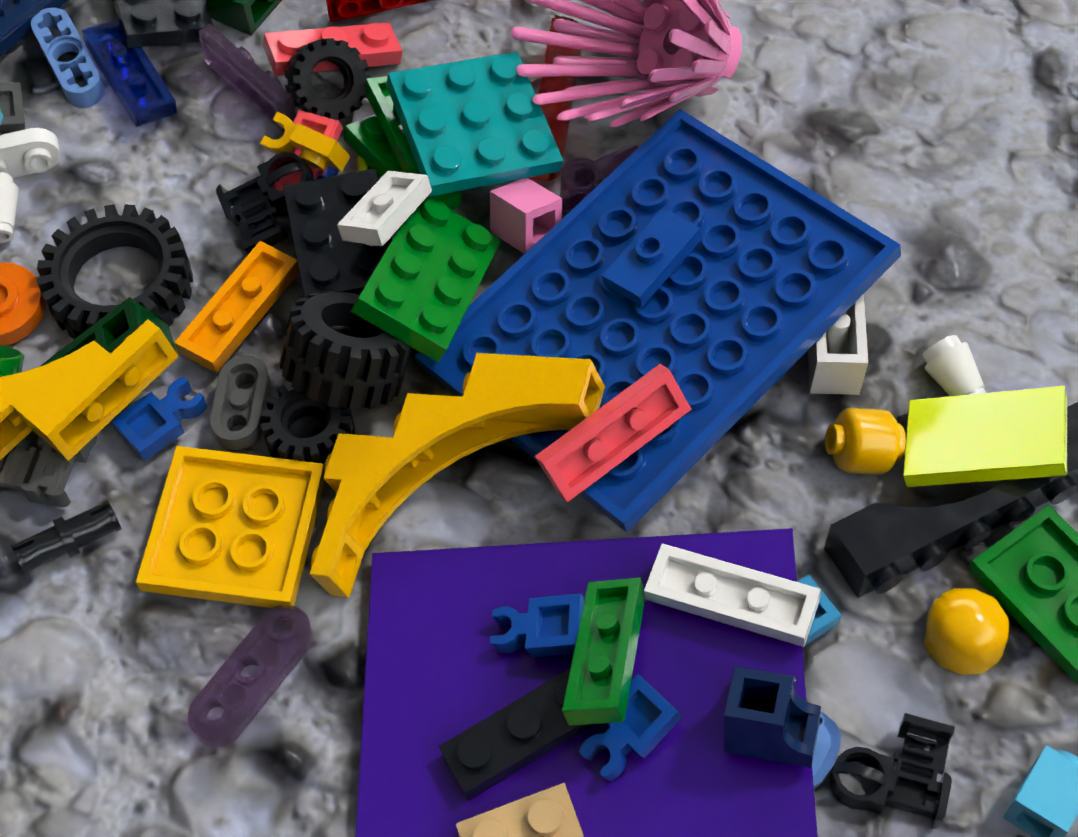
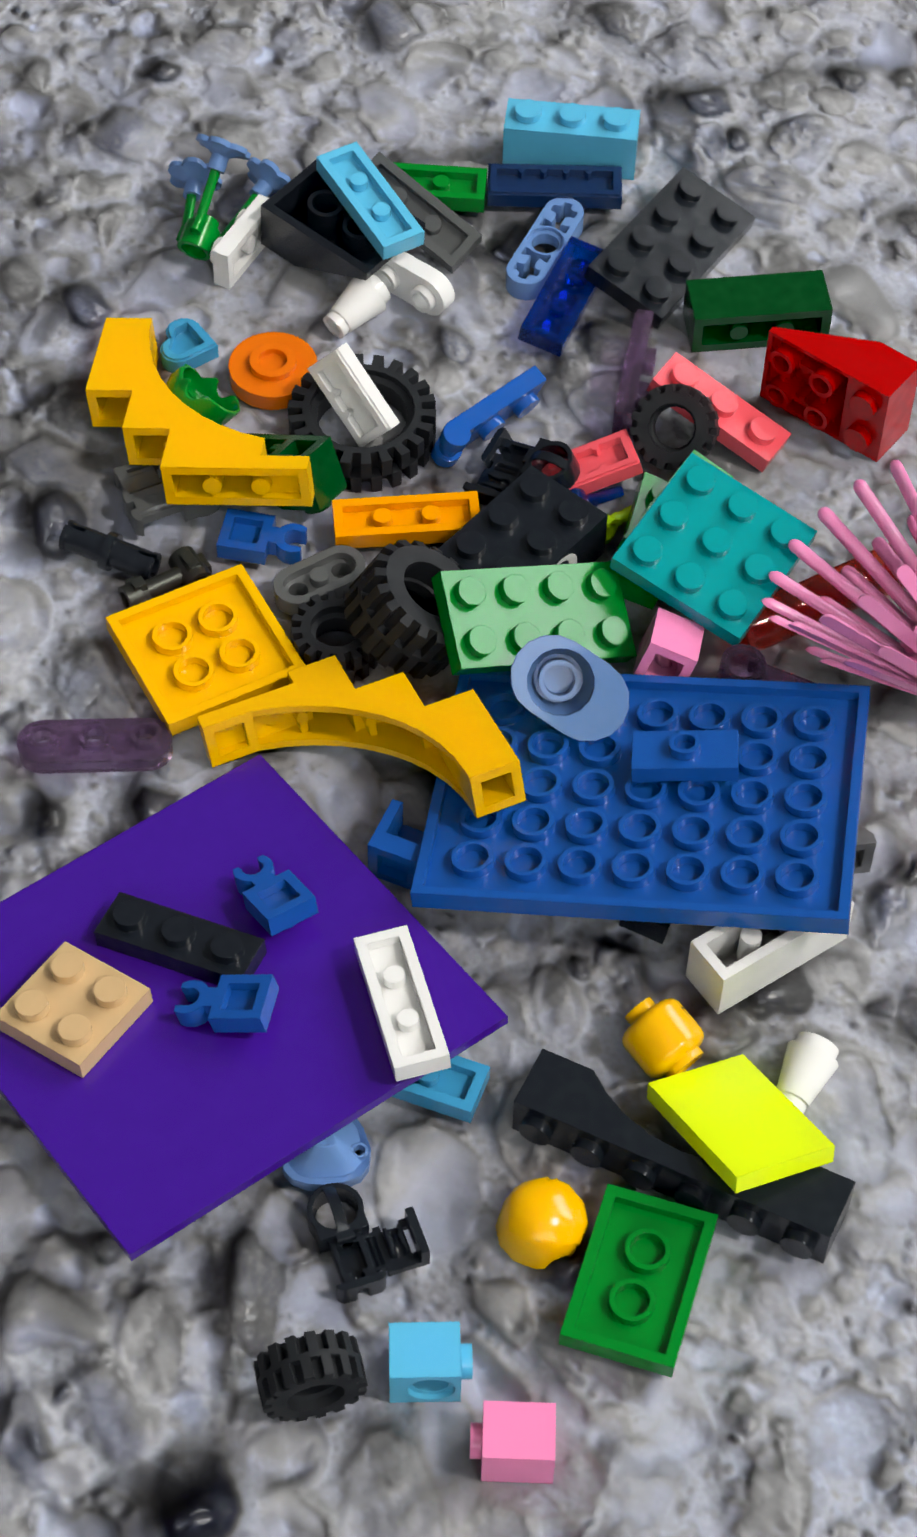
camera: 50 degrees right, 5 degrees down
(94, 259) = (353, 395): none -> white plate
(140, 491) = (185, 569): none -> pearl dark grey bar
(195, 192) = (488, 416): none -> blue plate
(315, 147) = (590, 462): yellow plate -> none
(384, 208) = (557, 539): white plate -> none
(529, 289) = (569, 688): none -> medium blue piece
(548, 513) = (394, 848): none -> blue panel
(604, 652) = (274, 941): green plate -> none
(613, 432) = (478, 827): coral plate -> none
(769, 718) = (305, 1081): dark blue brick -> none

